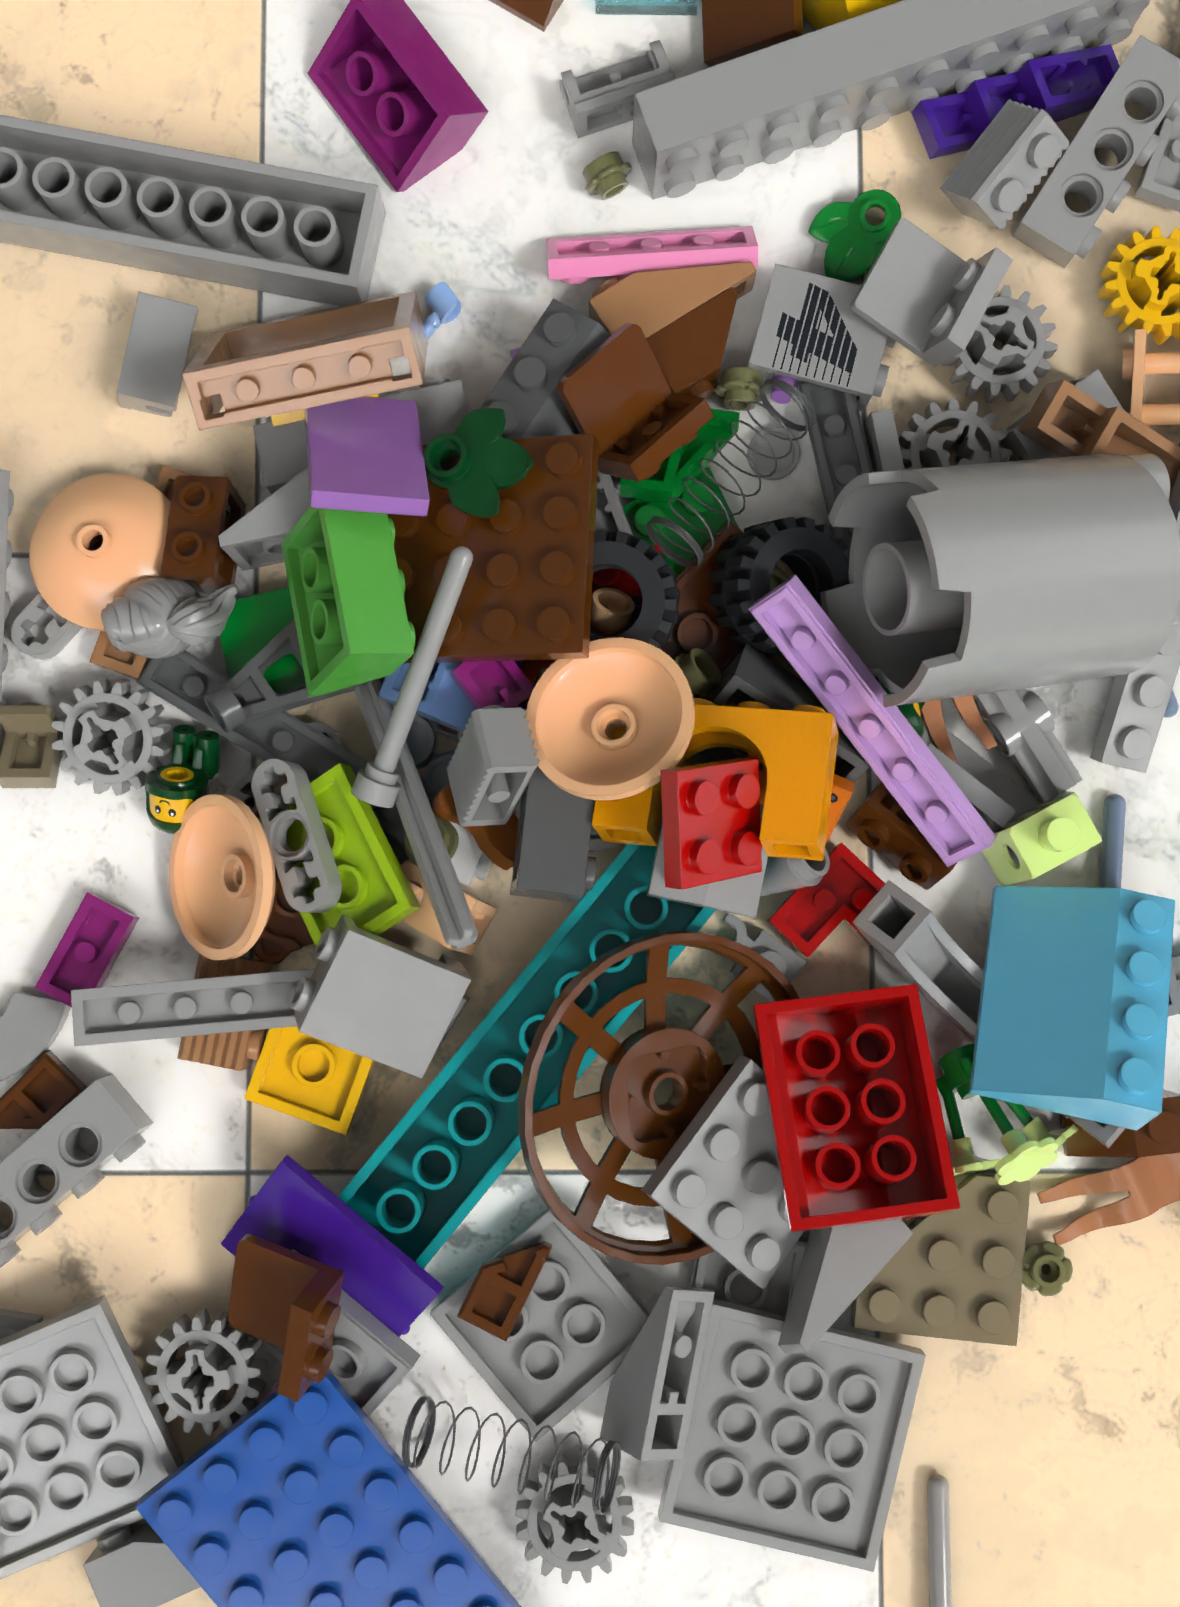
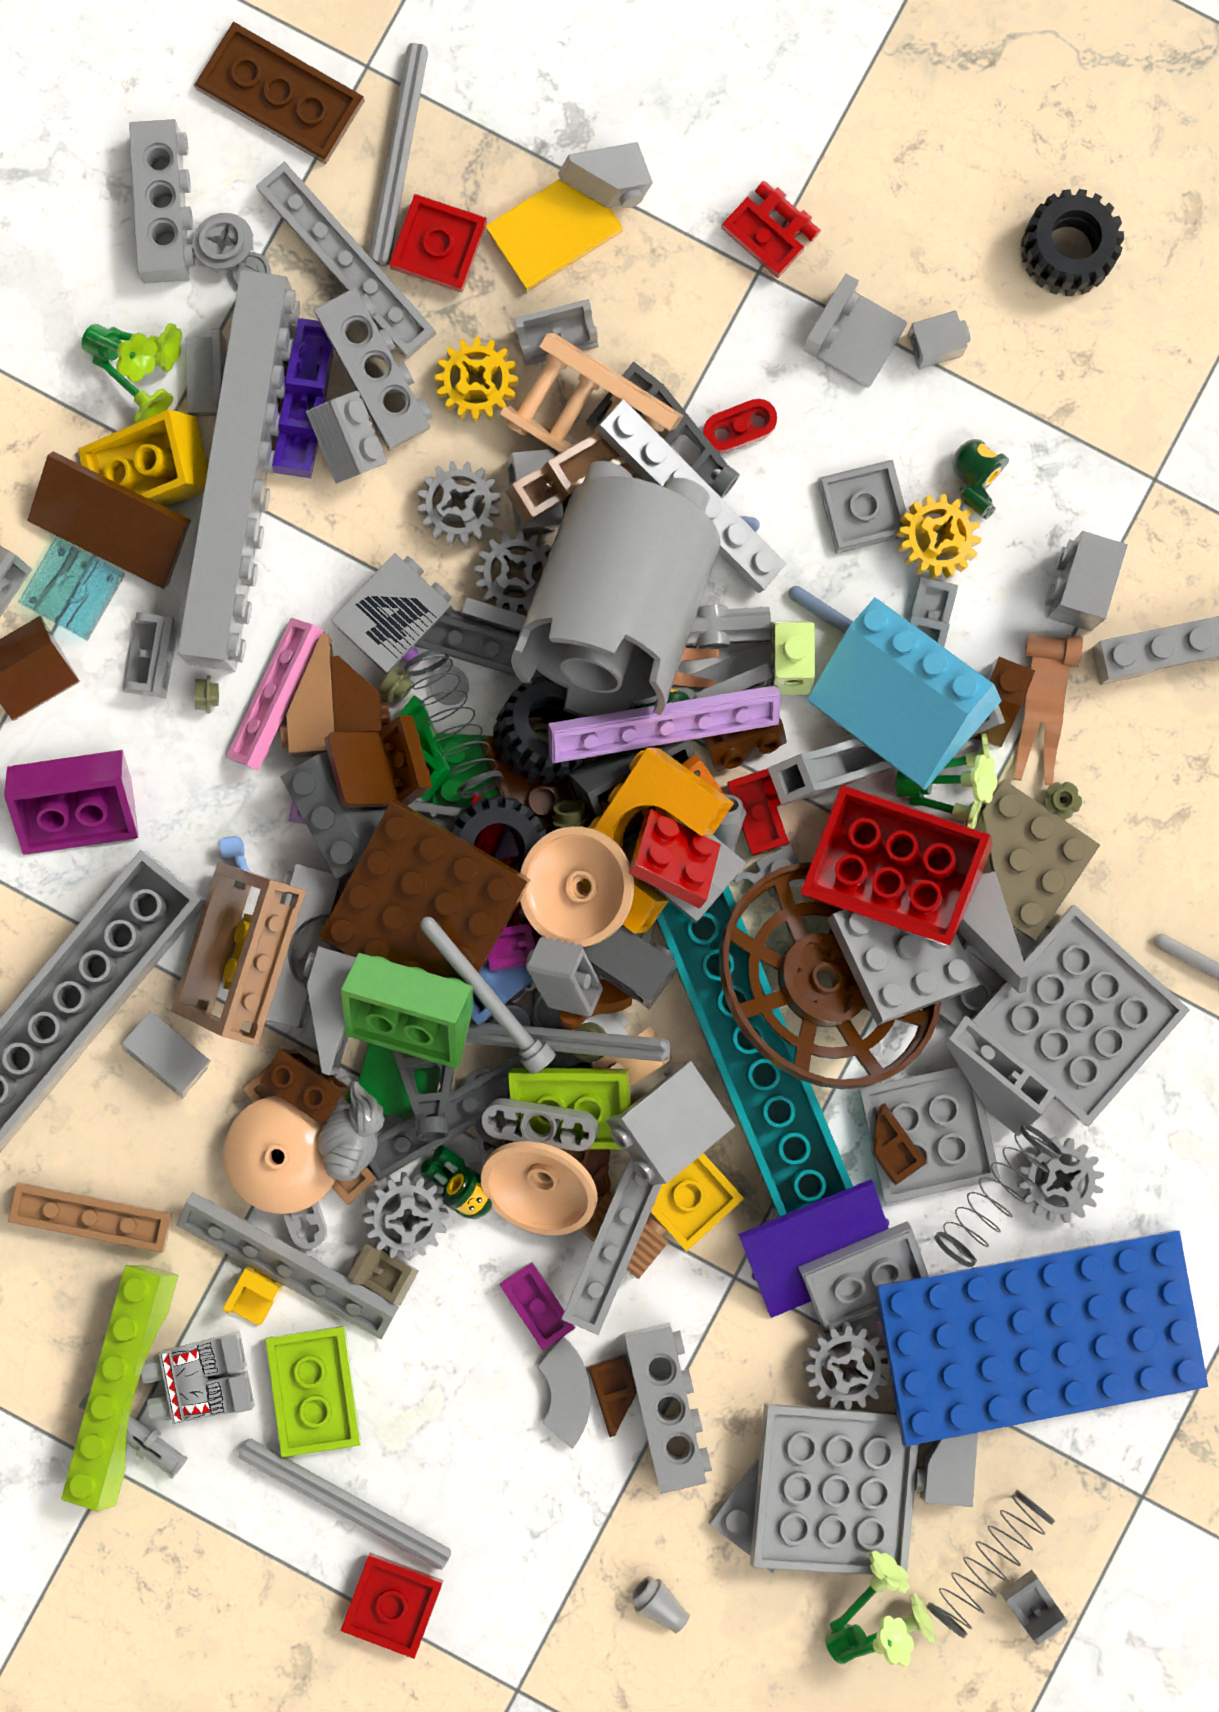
camera: 65 degrees left, 0 degrees up
(288, 1304) = (831, 1285): reddish brown bracket -> none
(366, 457) = (332, 950): medium lavender tile -> none
(484, 466) = (373, 878): dark green plate -> none
(611, 610) = (502, 847): light nougat hinge -> none
(850, 238) = (343, 556): green plate -> none
(928, 293) = (406, 535): light grey bracket -> none

